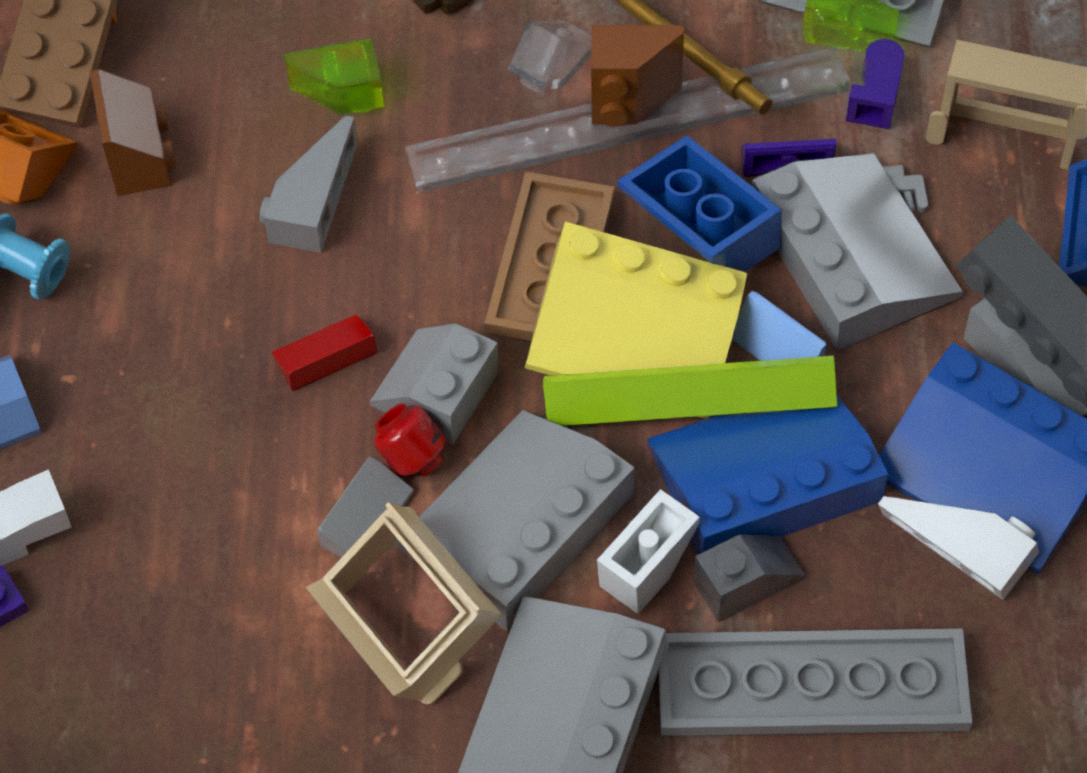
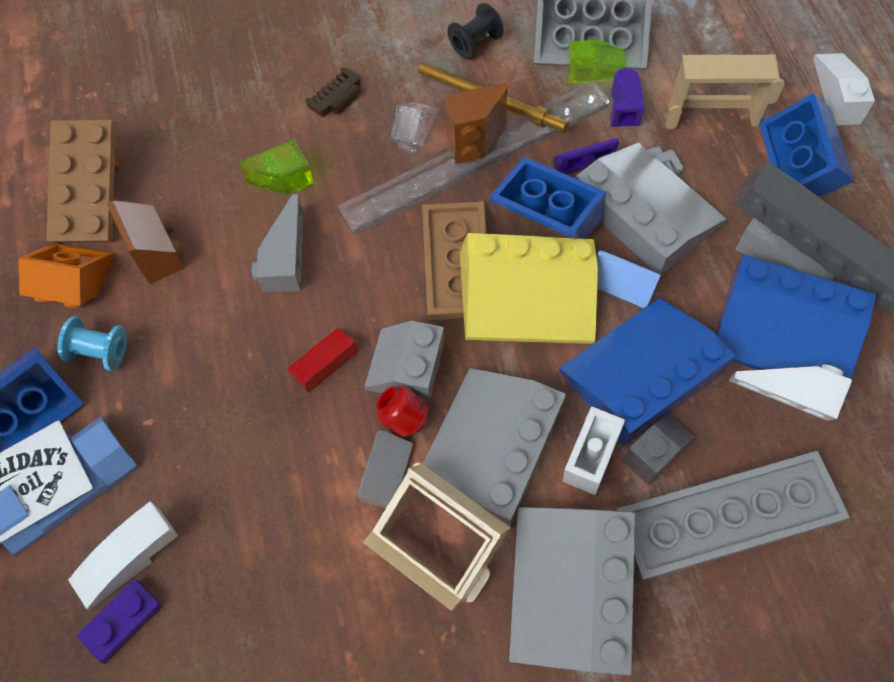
camera: 15 degrees left, 5 degrees up
(691, 391) = (582, 328): lime tile -> none

